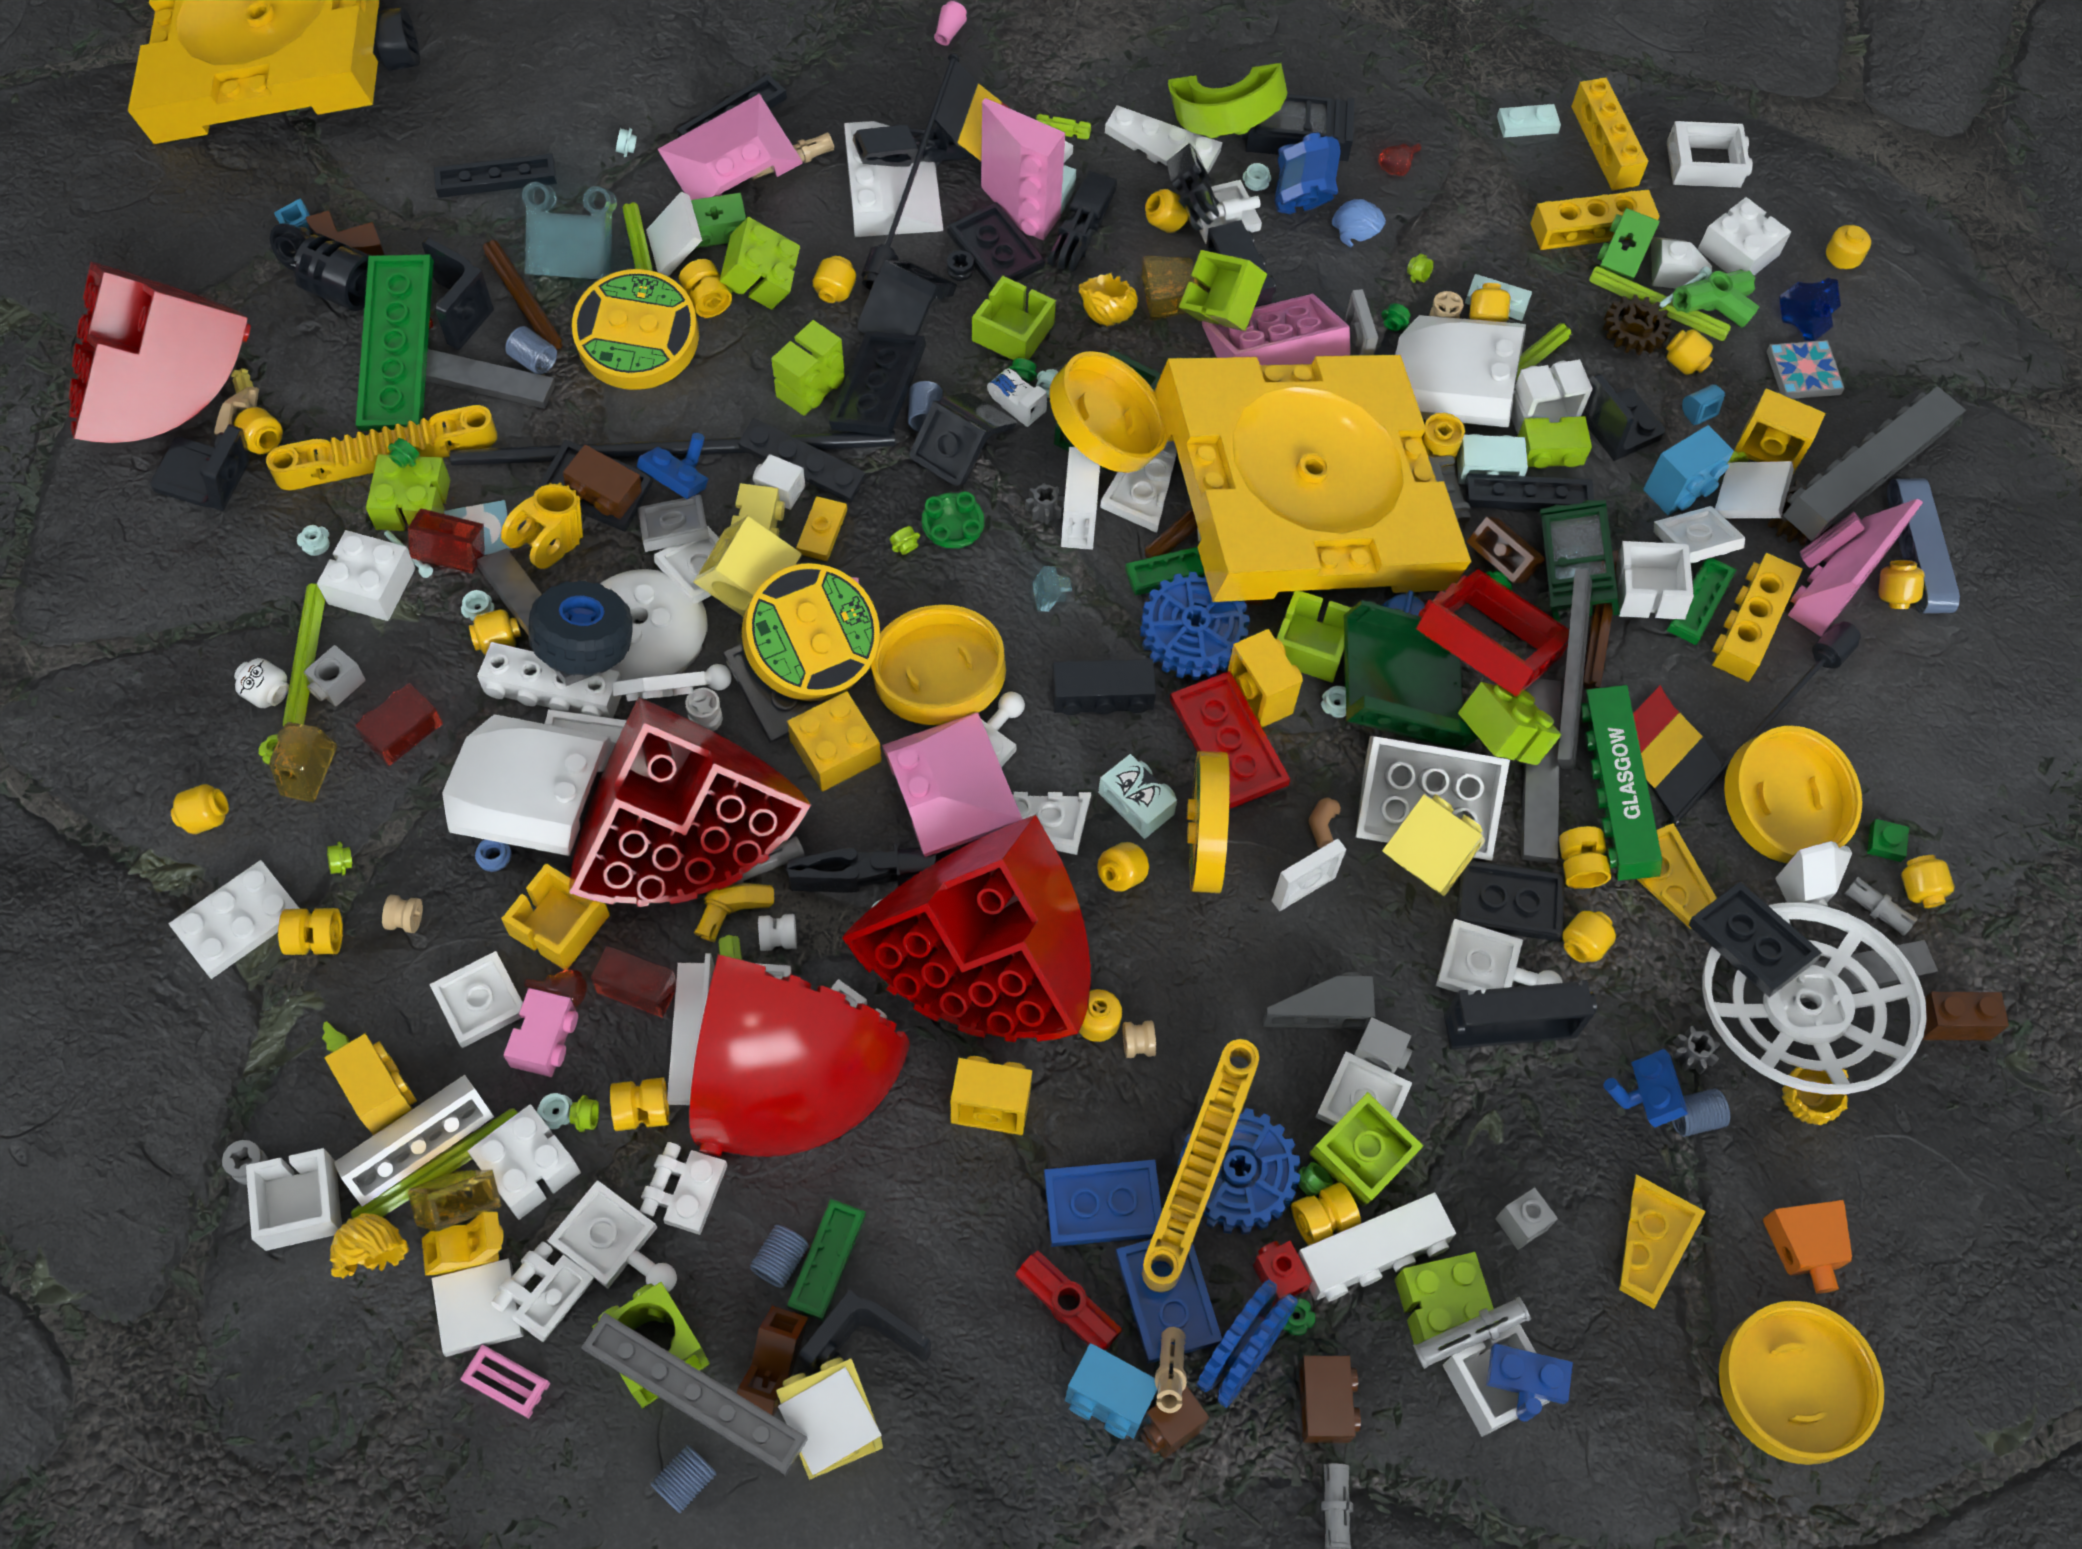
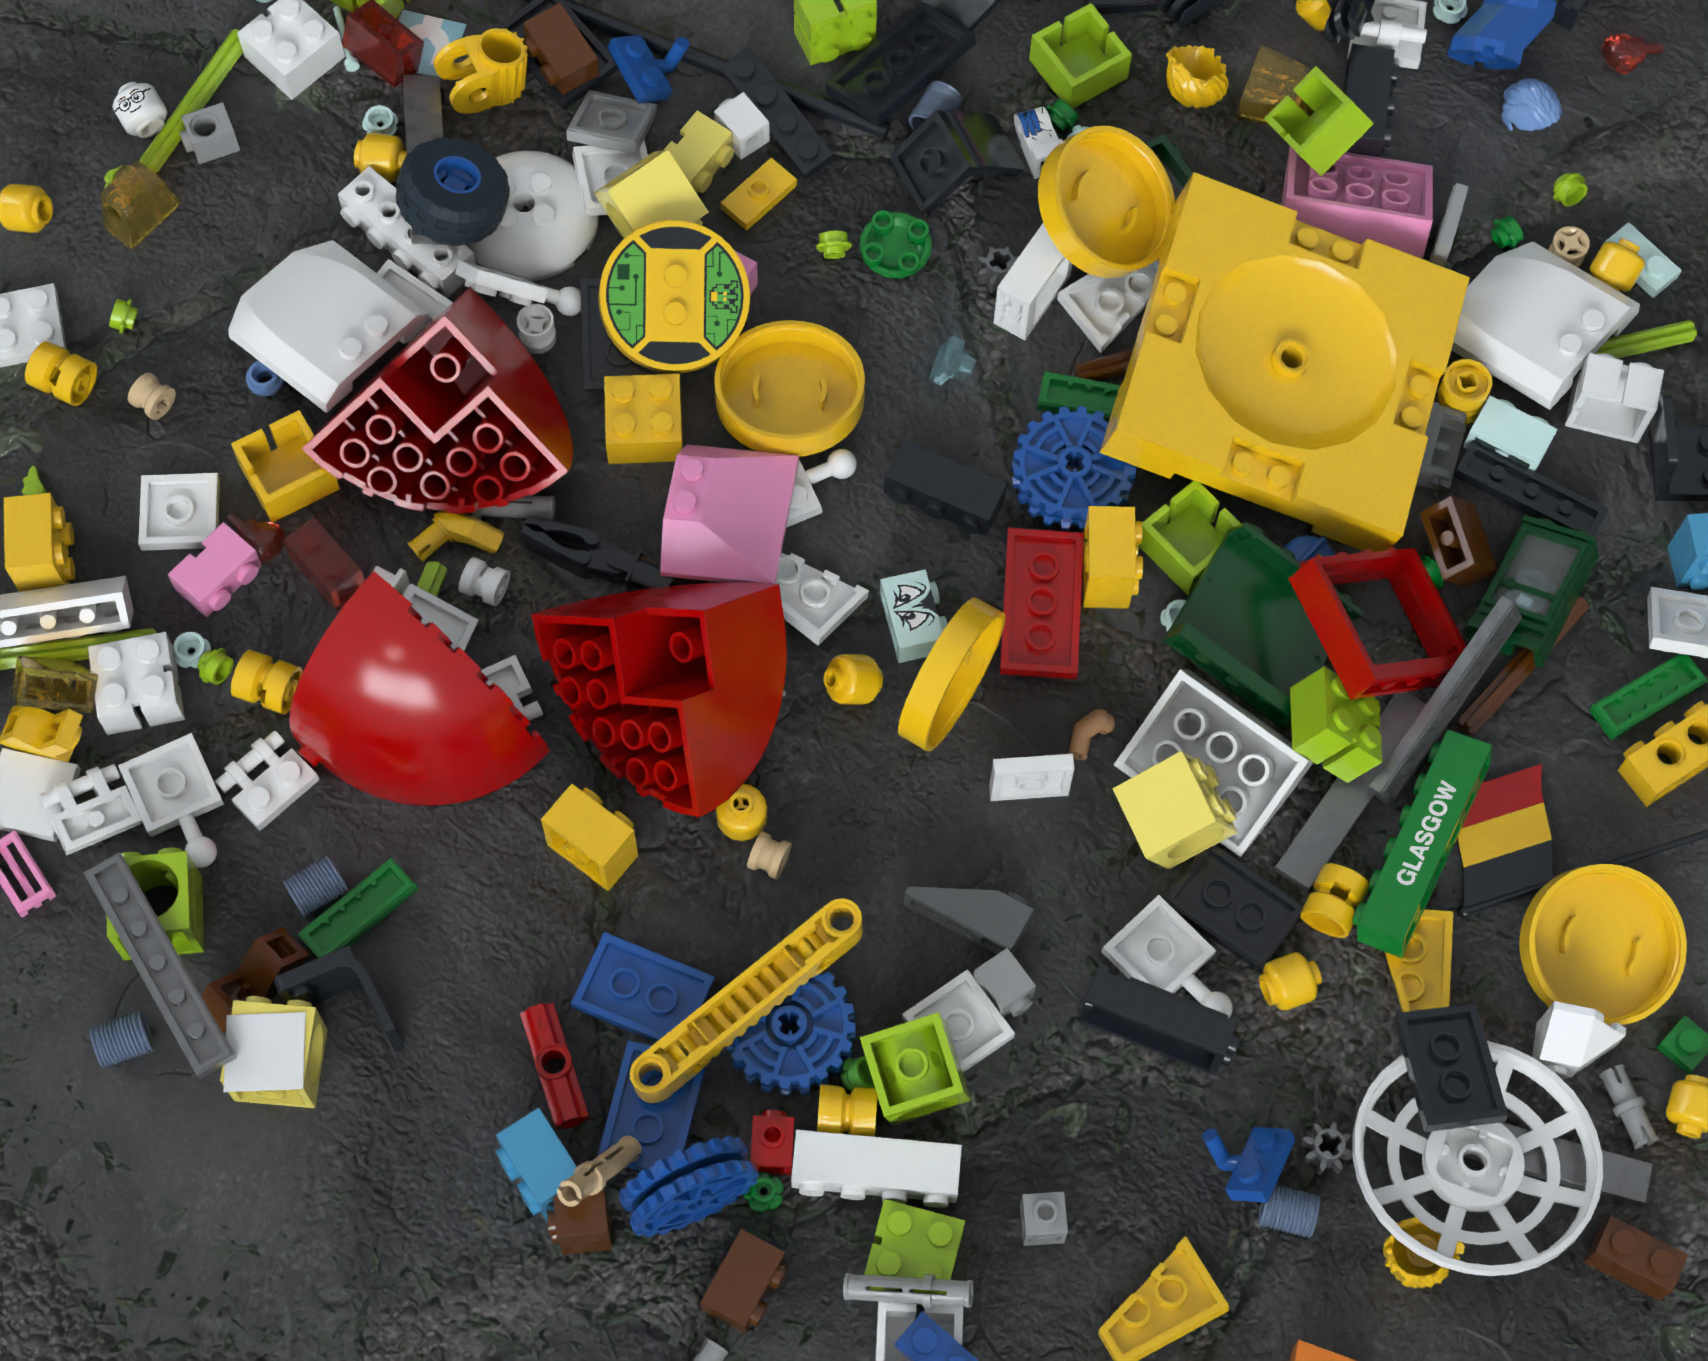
camera: 30 degrees right, 5 degrees up
(398, 724) = (243, 208): clear red brick -> none
(1556, 443) = (1594, 450): lime brick -> none
(1654, 580) = (1598, 648): white piece -> none

